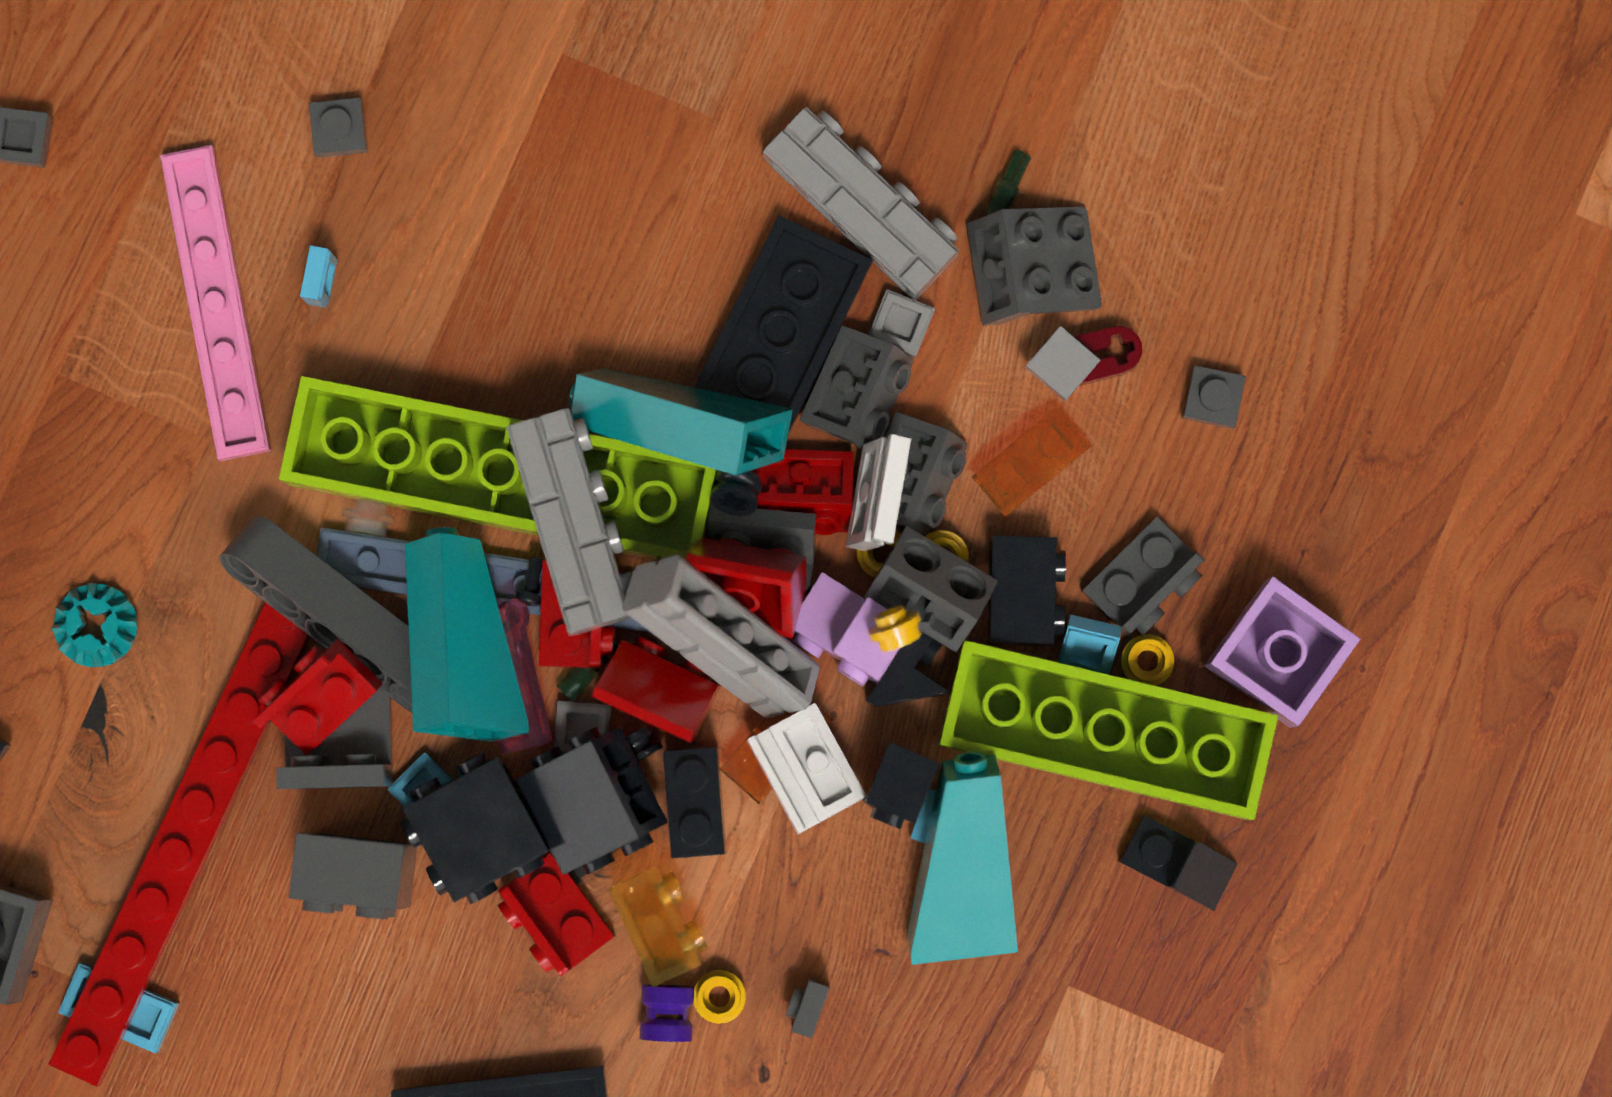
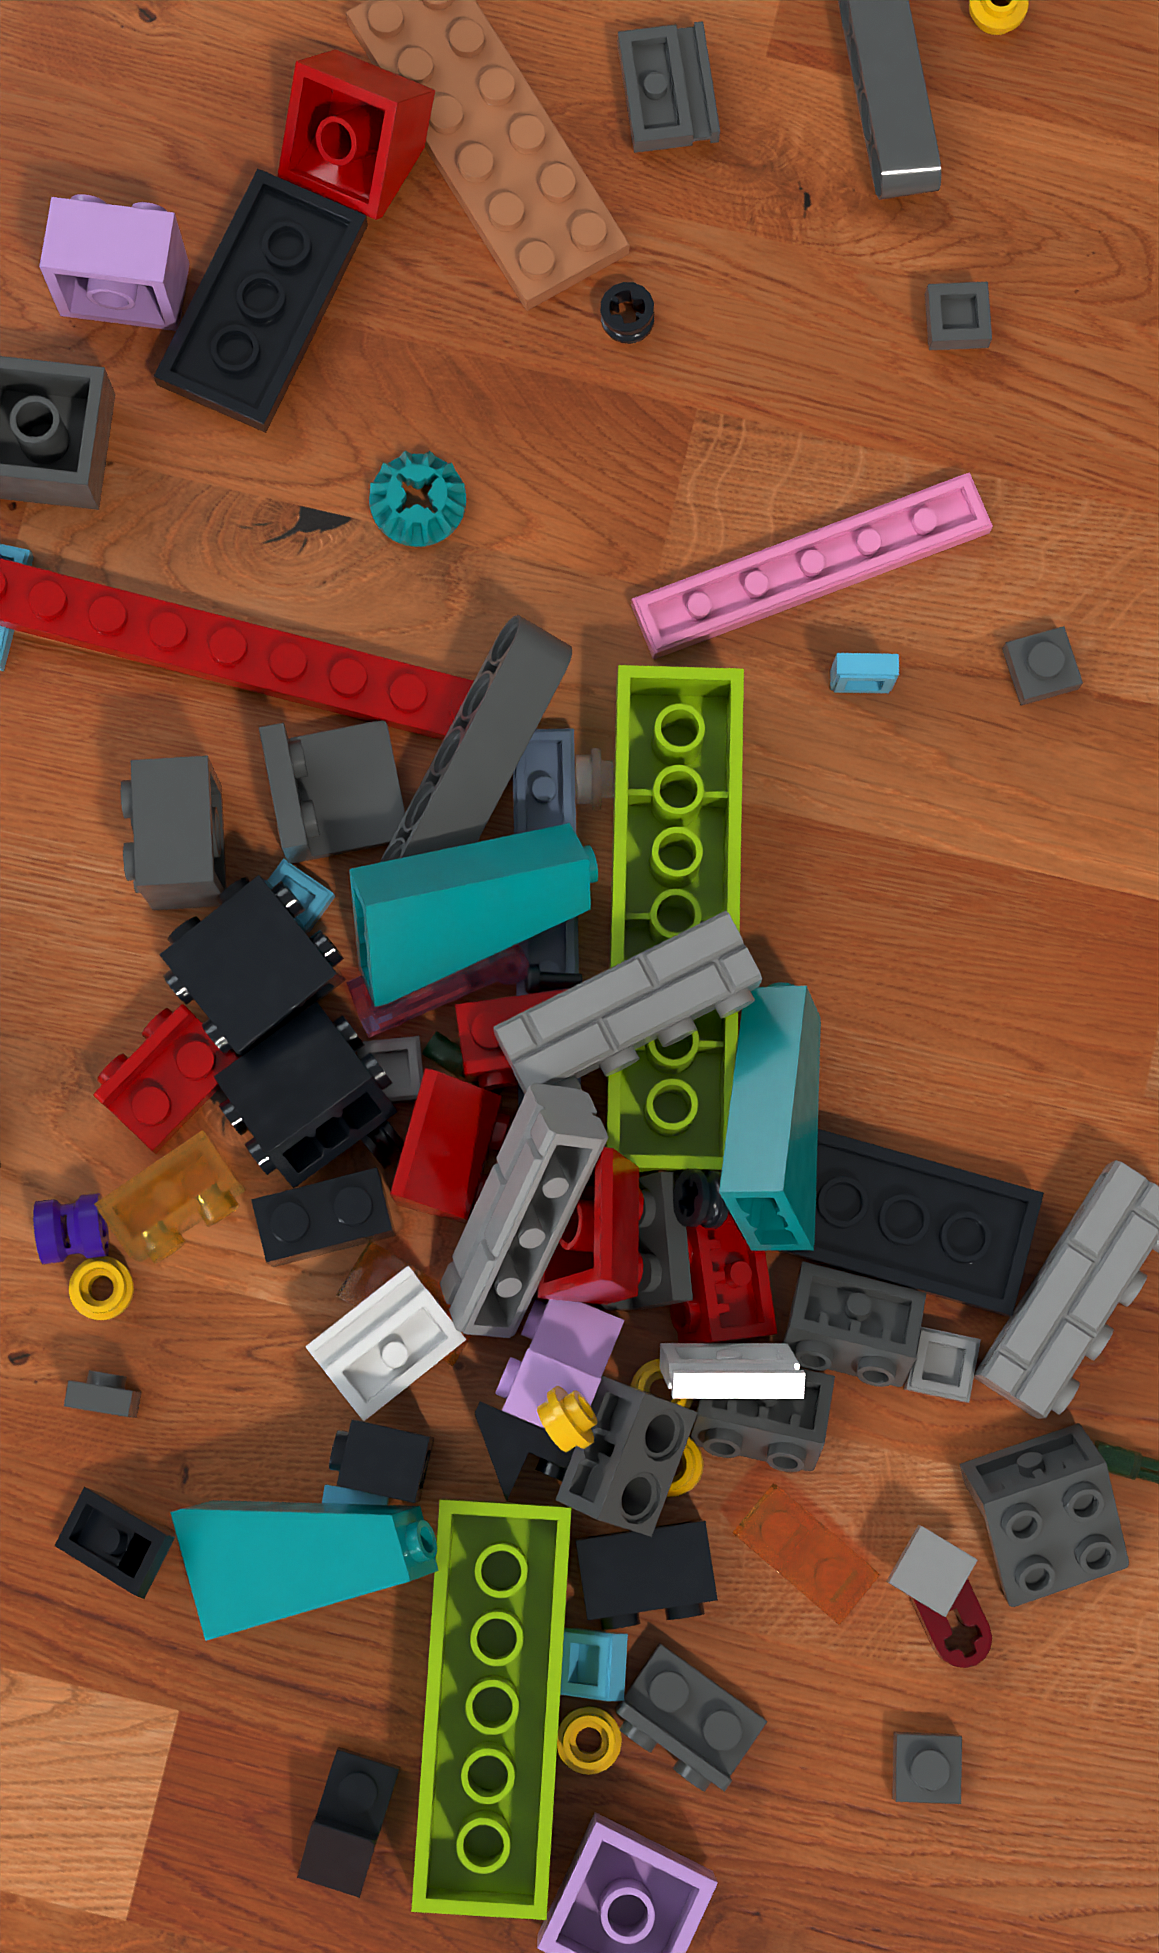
camera: 70 degrees right, 5 degrees down
(320, 697) = (373, 759): red bracket -> none
(927, 1013) = (115, 1541): none -> black slope

